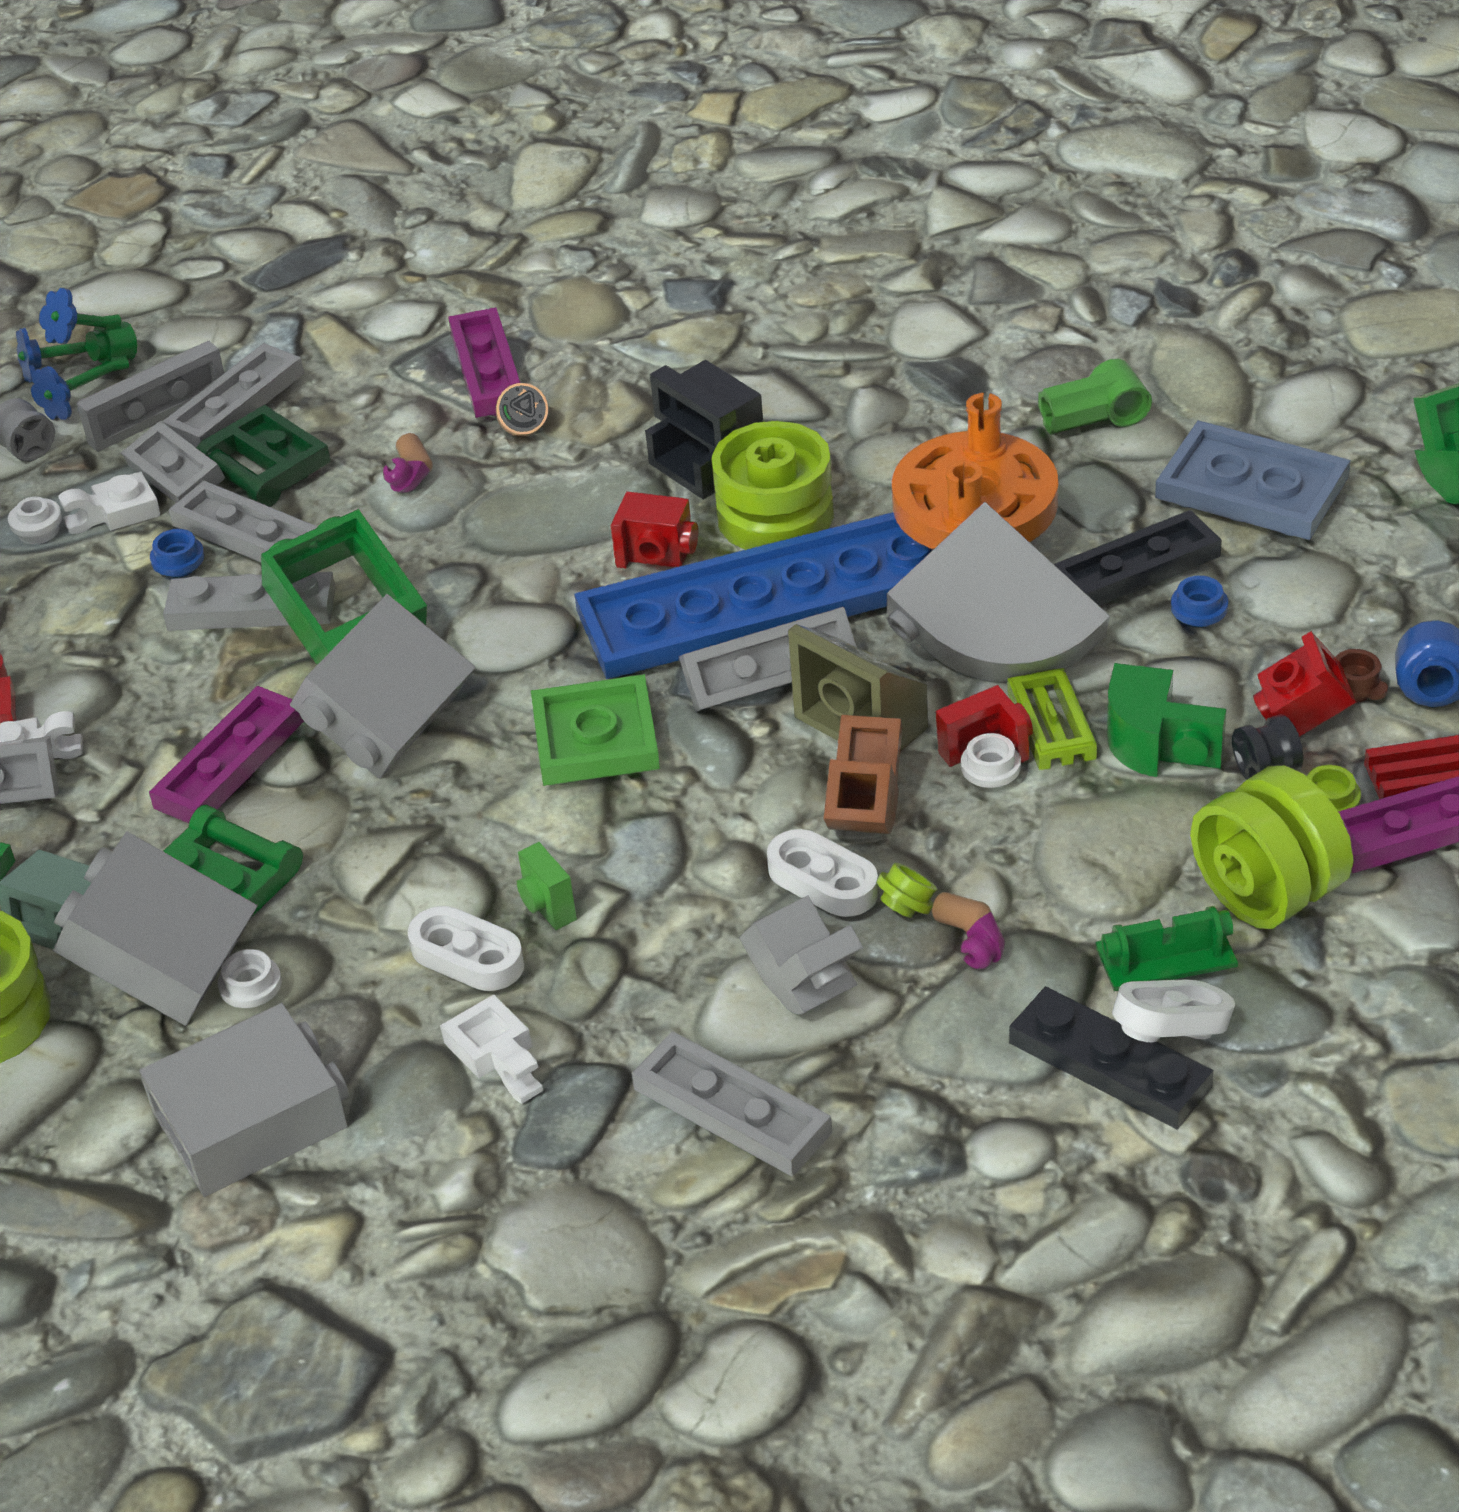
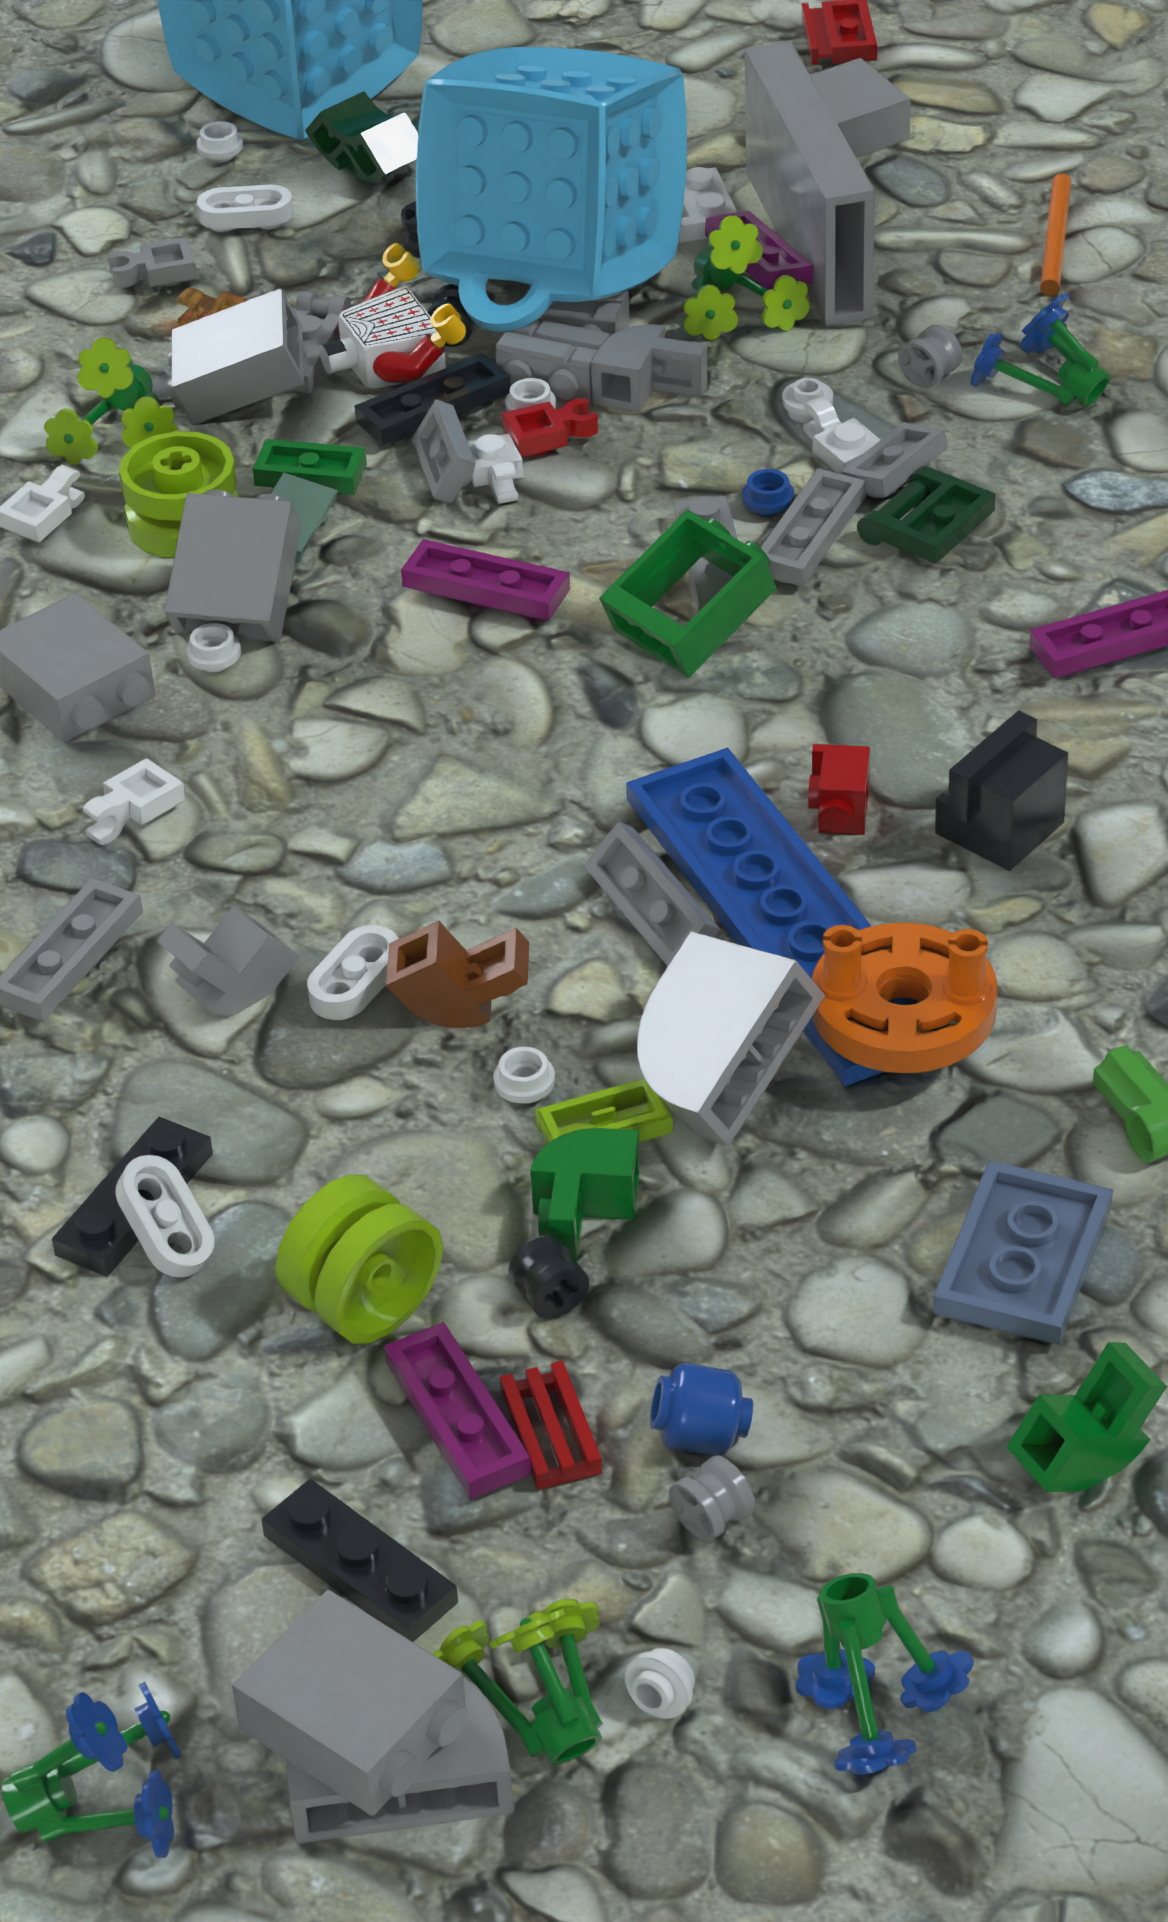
camera: 80 degrees right, 0 degrees up
(148, 396) = (1001, 423): light grey plate -> none
(210, 825) = (336, 602): green plate -> none
(236, 393) = (1020, 476): light grey plate -> none
(381, 686) = (553, 638): light grey brick -> none
(411, 467) = (935, 618): magenta arm -> none
(473, 949) = (248, 763): white plate -> none
(521, 409) = (1030, 668): tile -> none
(546, 886) = (322, 796): bright green plate -> none
(594, 730) = (541, 797): bright green plate -> none
(772, 483) = (916, 857): lime wheel -> none
(840, 680) = (589, 949): olive slope -> none
(906, 890) = (329, 1030): lime plate -> none
(982, 714) = (568, 1062): red bracket -> none
(984, 939) = (289, 1084): arm -> none
(1142, 557) = (856, 1160): black plate -> none
(1153, 953) = (255, 1212): green hinge -> none
(1199, 601) = (798, 1219): blue plate -> none
(1304, 686) = (637, 1294): red brick -> none
(1338, 785) = (496, 1336): lime plate -> none
(1363, 674) = (686, 1344): copper plate -> none

